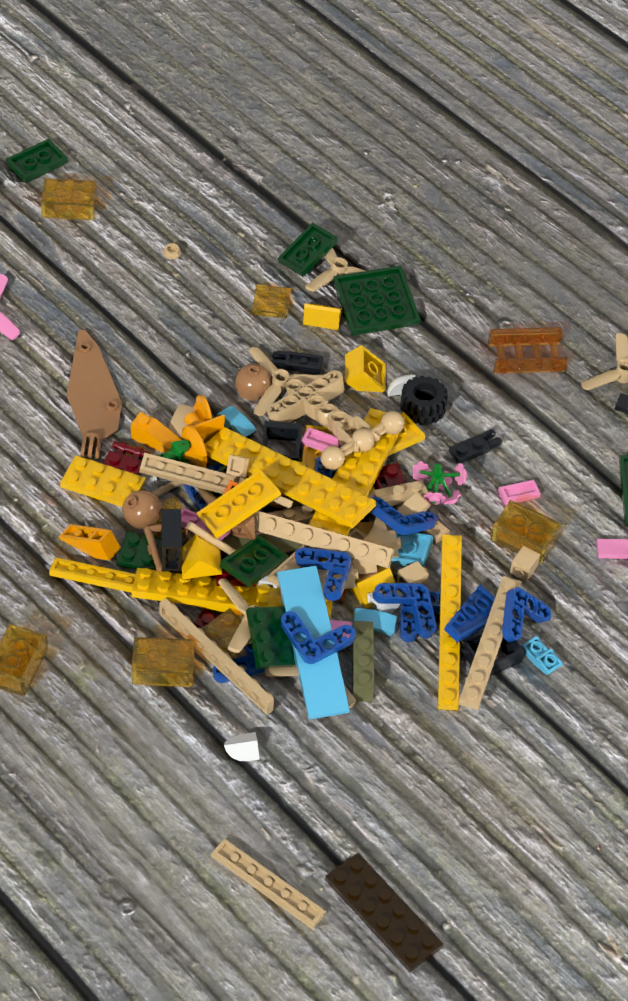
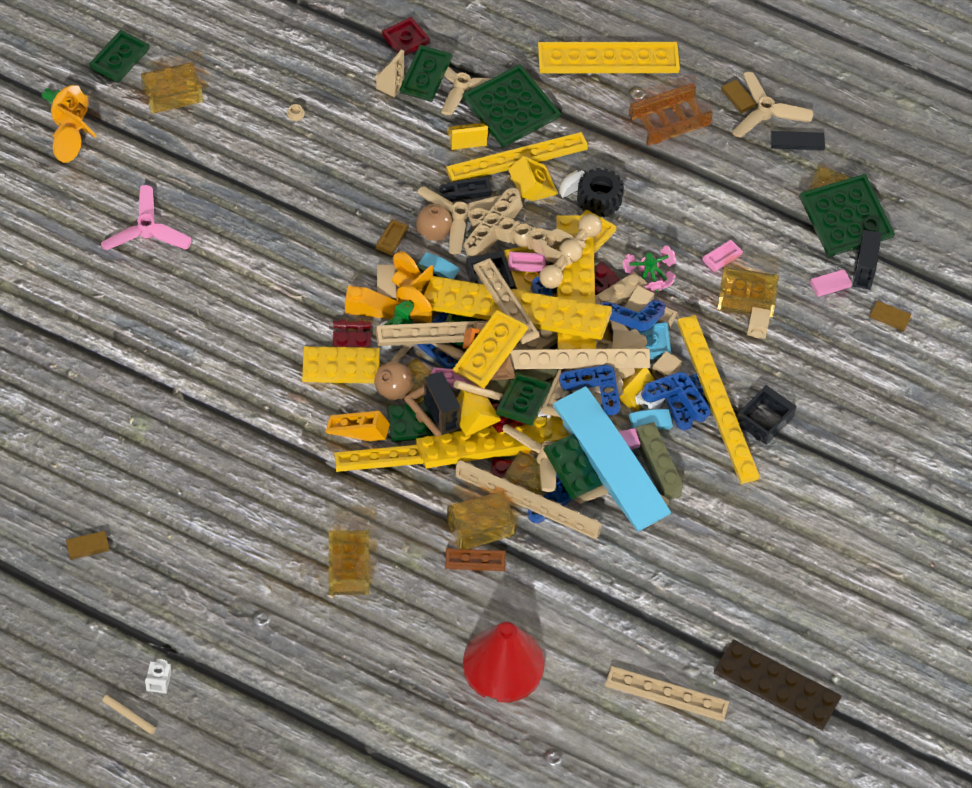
camera: 20 degrees left, 5 degrees up
(92, 395) = (290, 281): medium nougat wing -> none
(120, 800) = (503, 663): none -> red cone
(141, 697) = (475, 559): none -> dark orange tile
(208, 383) = (392, 237): none -> pearl gold tile
(237, 466) = (467, 311): tan plate -> none
(243, 747) = (589, 576): white brick -> none
(271, 301) = (412, 135): clear yellow plate -> none
(274, 241) = (392, 75): none -> tan slope
(278, 465) = (504, 297): none -> tan tile
(305, 212) = (406, 36): none -> dark red plate
(315, 645) = (618, 462): blue beam -> none
(381, 348) = (504, 160): none -> yellow plate
(471, 615) = (738, 385): blue wing -> none
(474, 446) = (663, 224): black hinge -> none
(487, 649) = (765, 408): tan plate -> none
(491, 284) = (608, 57): none -> yellow plate
(517, 601) = (776, 365): blue beam -> none
(540, 656) = (809, 406): medium azure slope -> none
(603, 353) = (738, 96): none -> pearl gold tile

